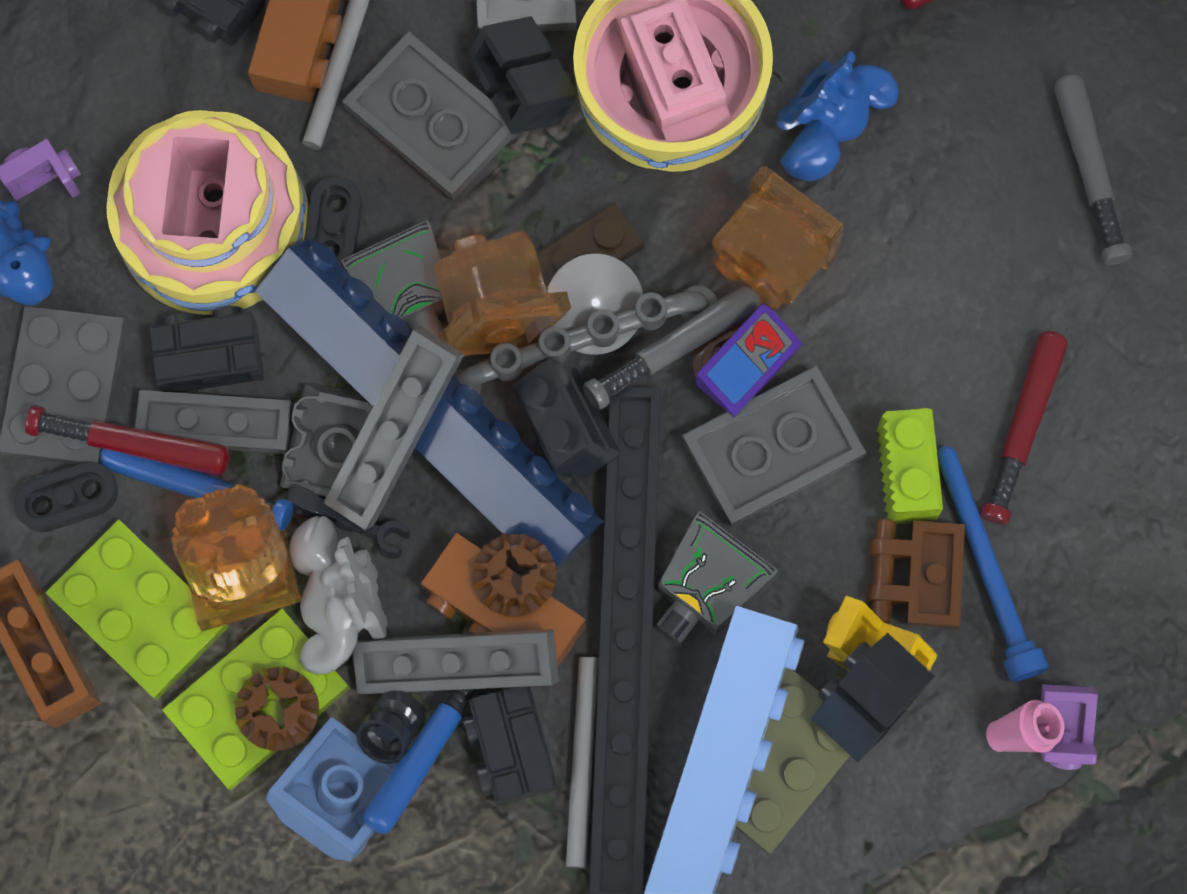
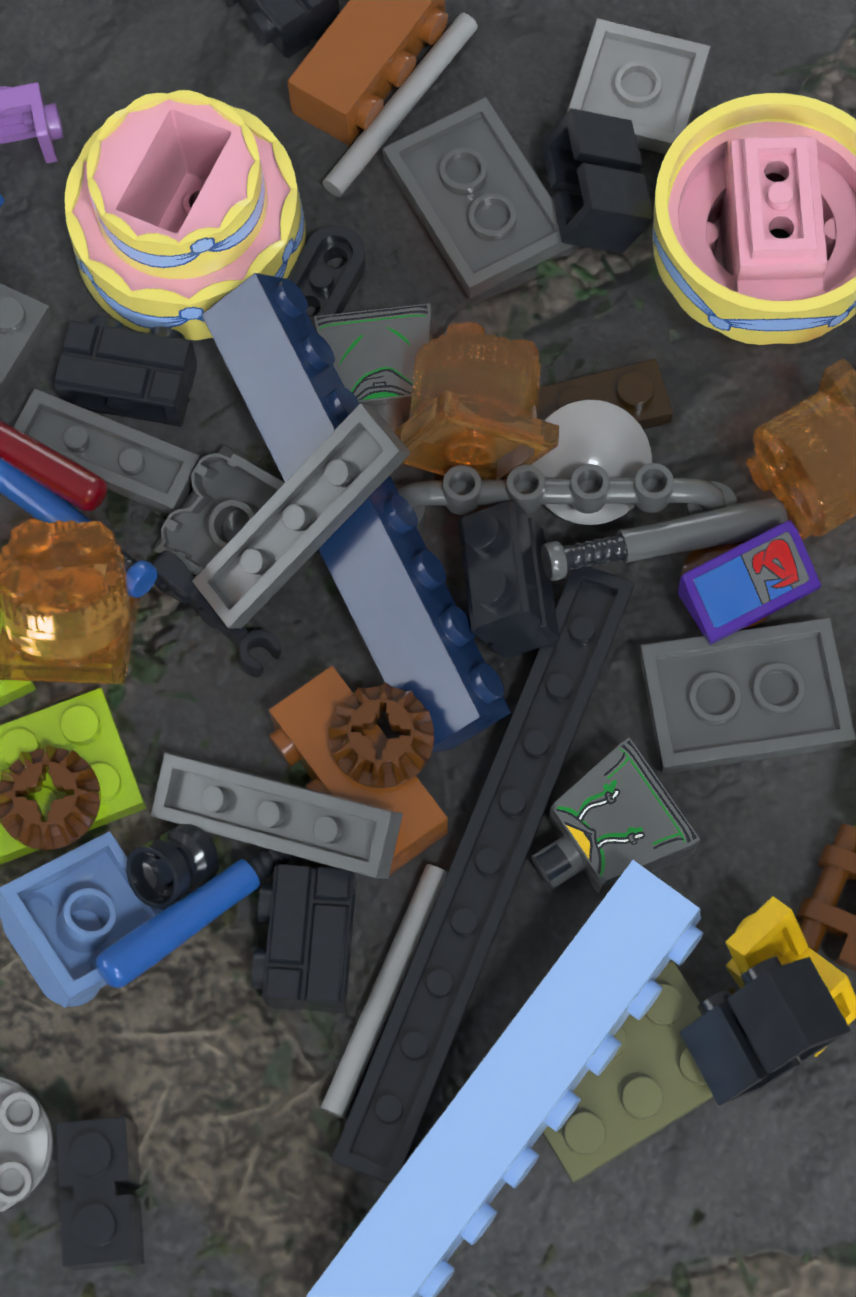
camera: 20 degrees right, 5 degrees down
(338, 595) = (169, 694): light grey animal -> none

